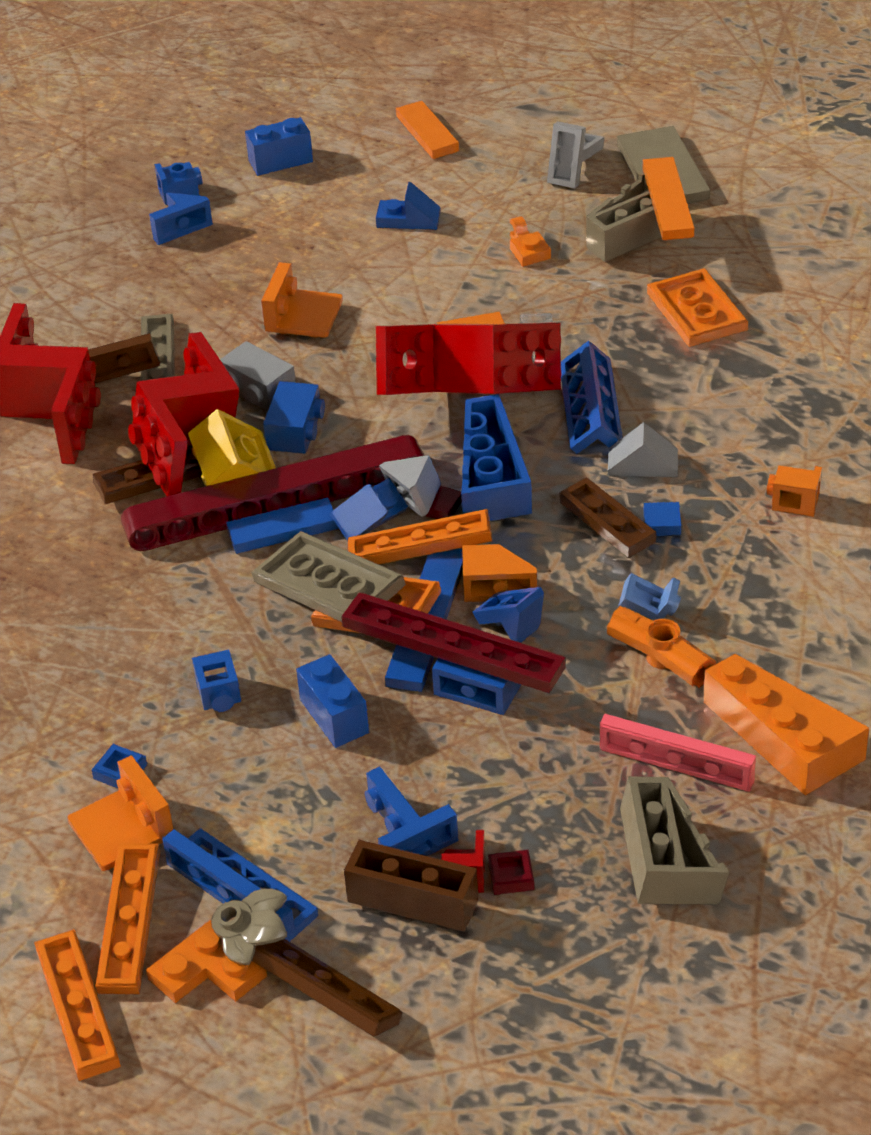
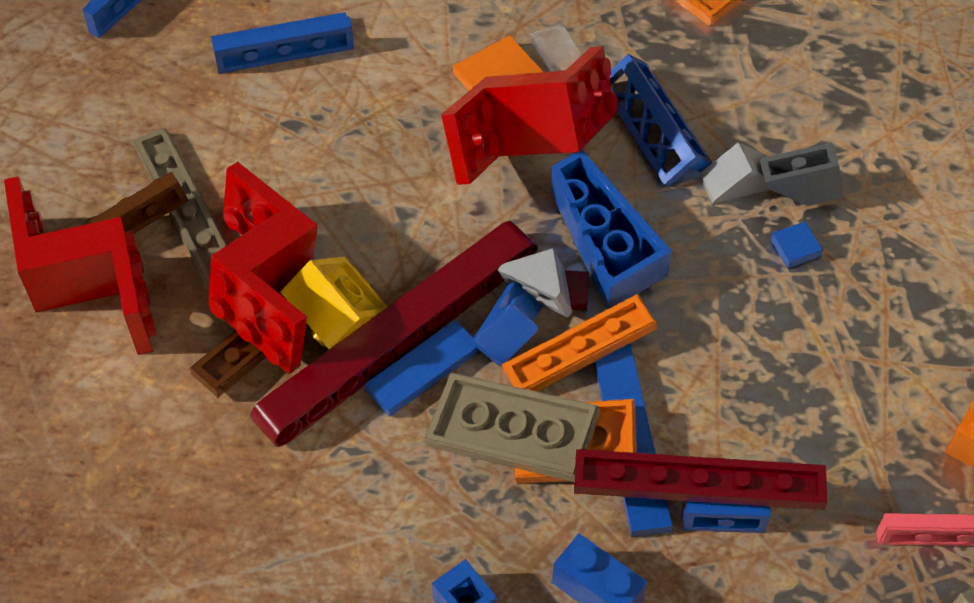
camera: 25 degrees left, 15 degrees up
(257, 373) = (306, 183): light grey brick -> none
(293, 417) = (368, 228): blue brick -> none
(295, 310) = (303, 86): orange bracket -> none
(318, 276) = (283, 42): none -> blue fence
(494, 570) = (677, 366): orange slope -> none
(515, 610) = (718, 407): blue slope -> none
(607, 517) = (747, 260): reddish brown plate -> none
(649, 598) = (842, 351): medium blue bracket -> none
(661, 644) = (903, 410): orange piece -> none
(695, 464) = (805, 174): none -> dark grey slope
(795, 490) = (908, 175): orange brick -> none

